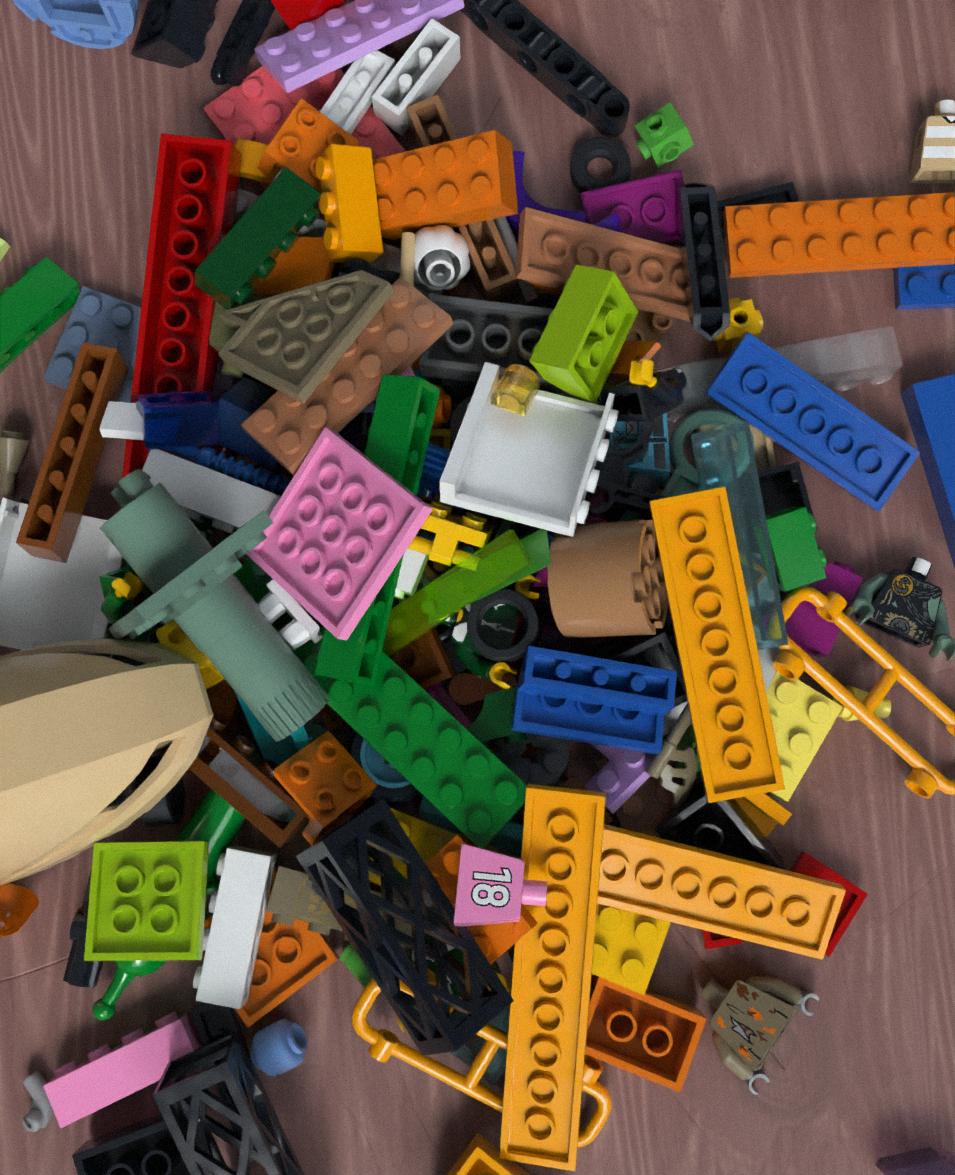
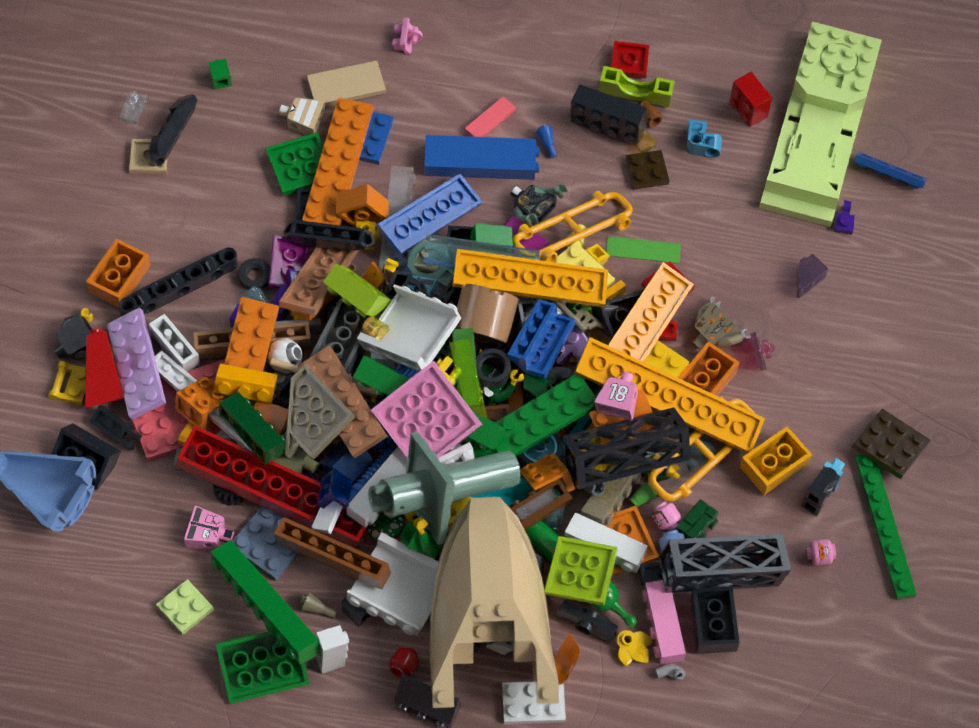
camera: 85 degrees left, 20 degrees down
(66, 1024) = (635, 649): none -> yellow plate
(97, 241) = (206, 530): none -> bright pink torso
(331, 1021) = (666, 516): none -> bright pink head
(334, 1083) = (698, 521): none -> dark green brick
(553, 184) = (256, 294): none -> clear light blue cone
(663, 135) = (251, 238): bright green brick -> none
(741, 1104) = (753, 344): none -> clear pink hips
(785, 296) = (362, 205): none -> orange brick
(836, 752) = (598, 254): none -> yellow brick
(846, 162) = (295, 162): none -> green plate
(882, 836) = (643, 249): none -> bright green sticker

